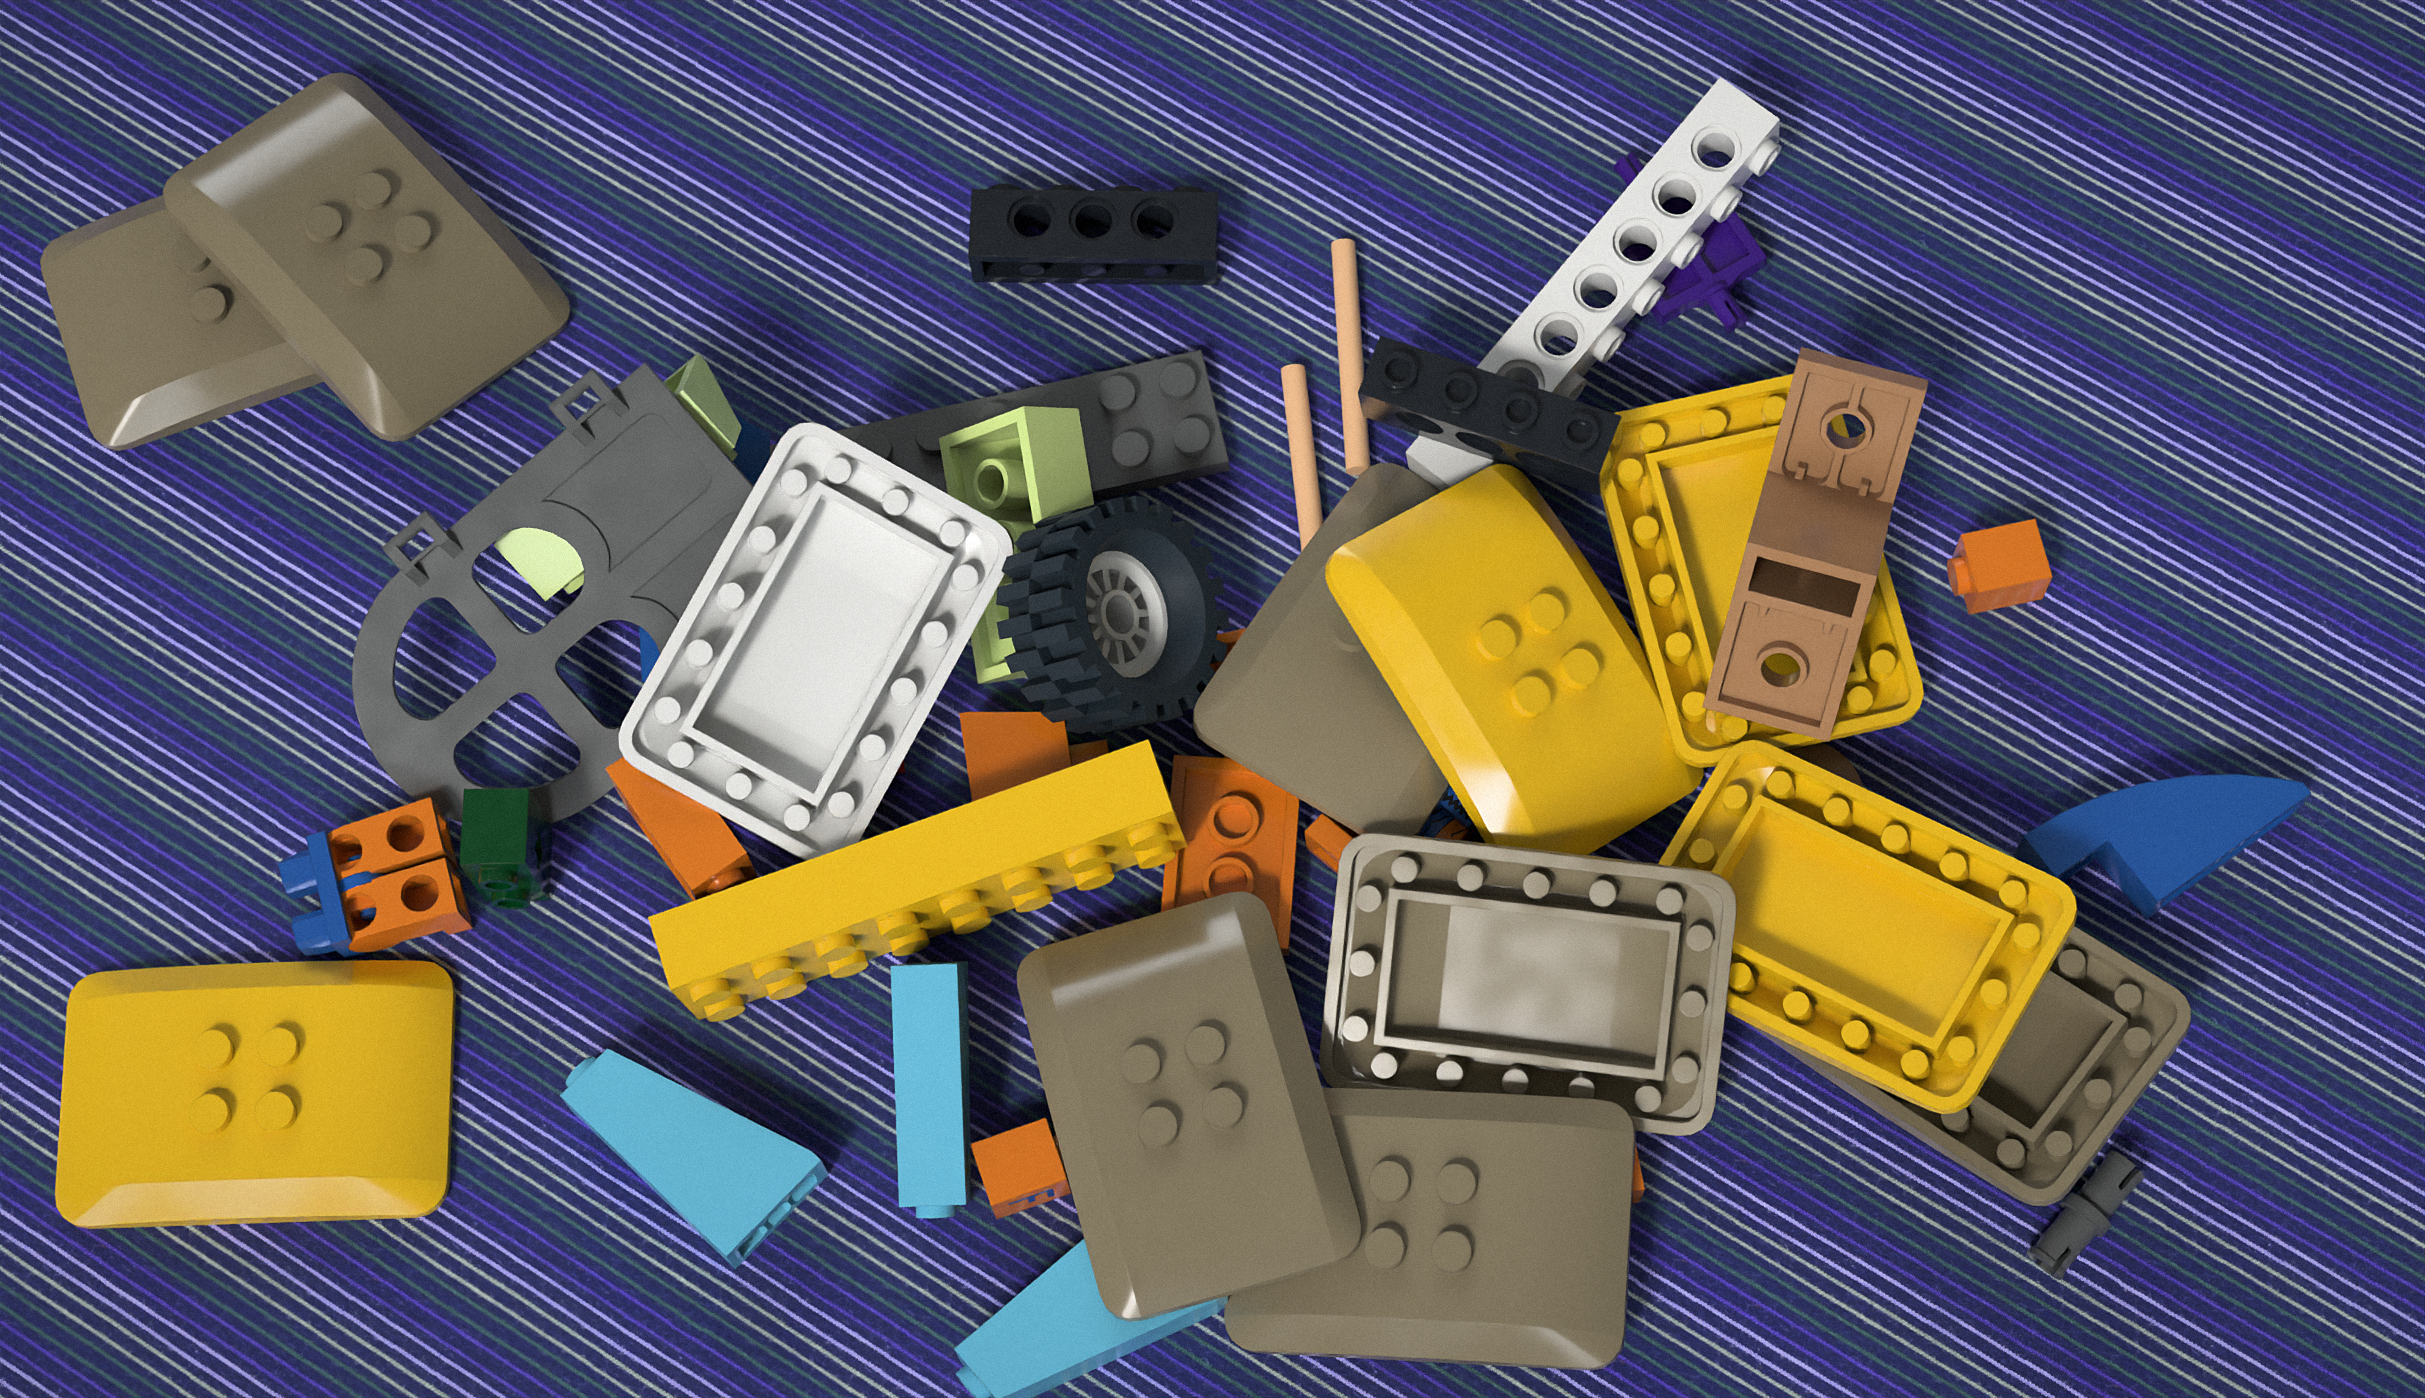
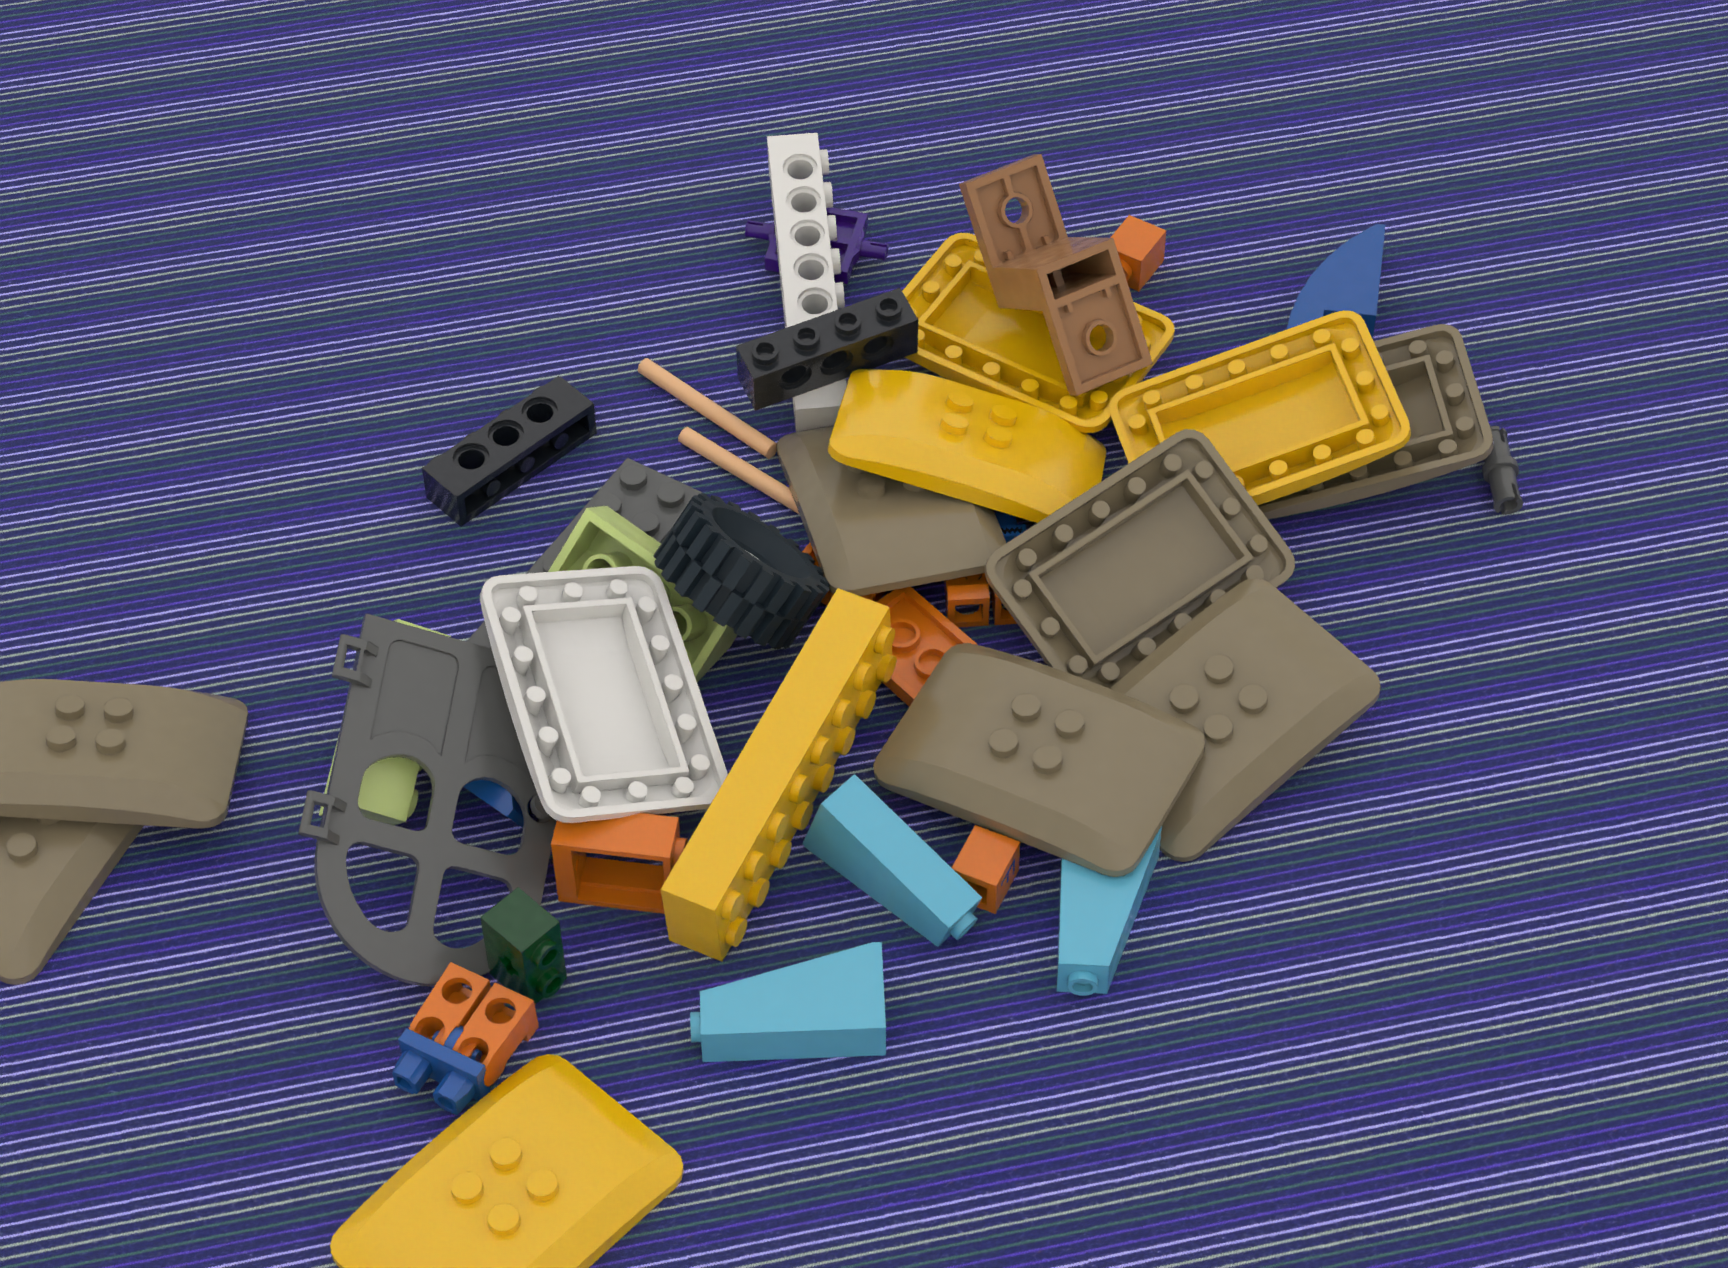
camera: 50 degrees left, 20 degrees down
(1017, 748) = (745, 692): orange torso -> none

